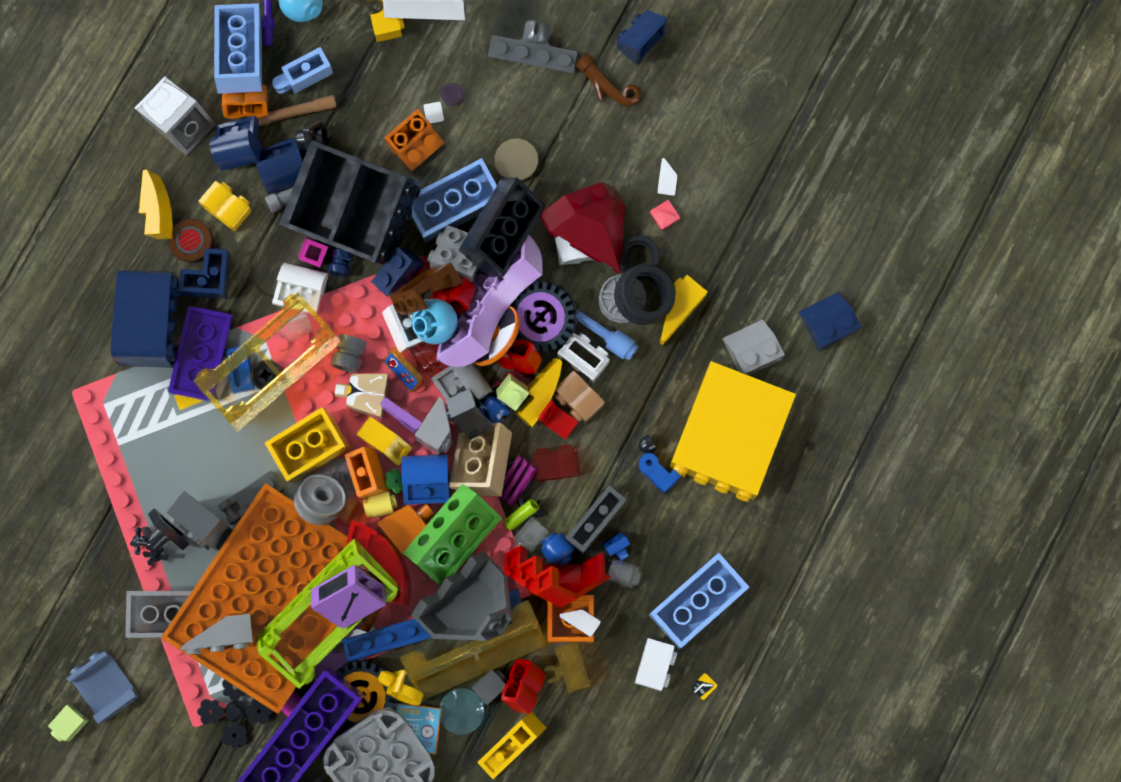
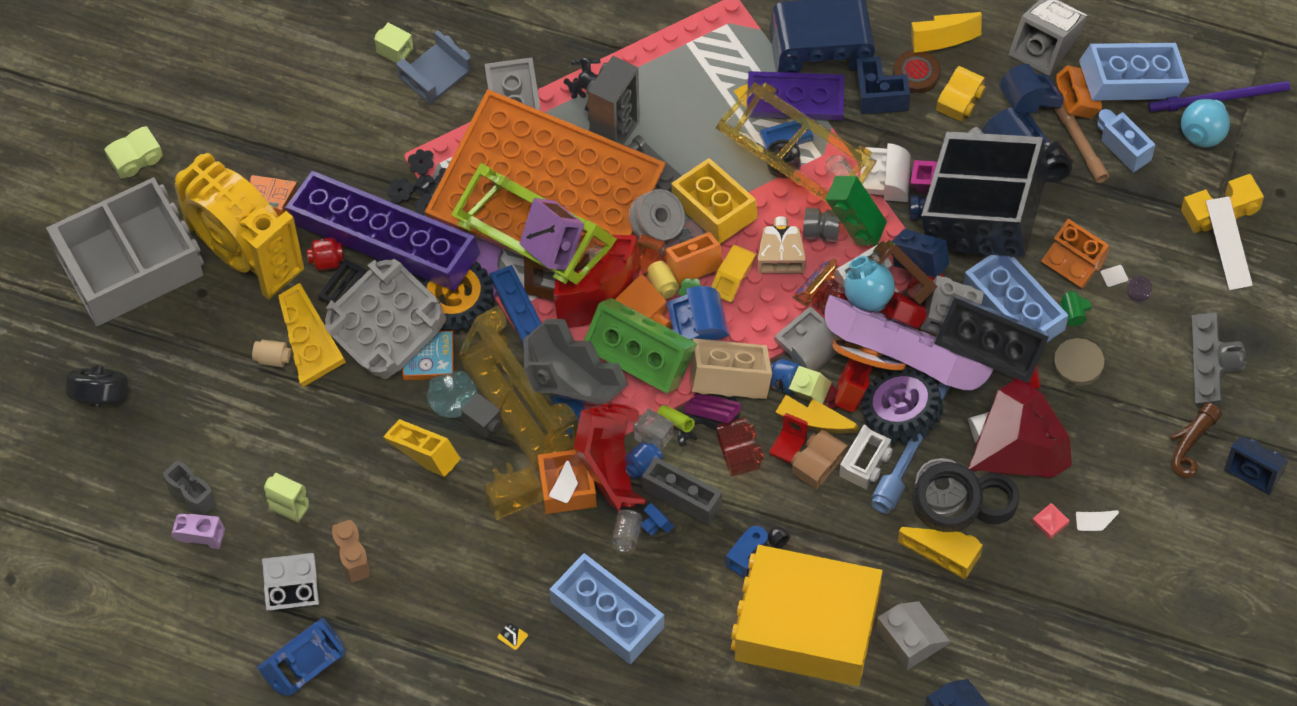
camera: 85 degrees right, 20 degrees down
(229, 631) = (501, 142): light grey slope -> none
(350, 319) = (856, 210): none -> green brick
(397, 689) = (474, 303): yellow piece -> none
(401, 415) = (758, 282): medium lavender tile -> none
(435, 429) = (755, 314): light grey slope -> none
(464, 153) = (1075, 308): none -> green piece
(468, 414) = (775, 337): black brick -> none
(523, 686) = (485, 443): red brick -> none
(655, 664) = (528, 576): white brick -> none

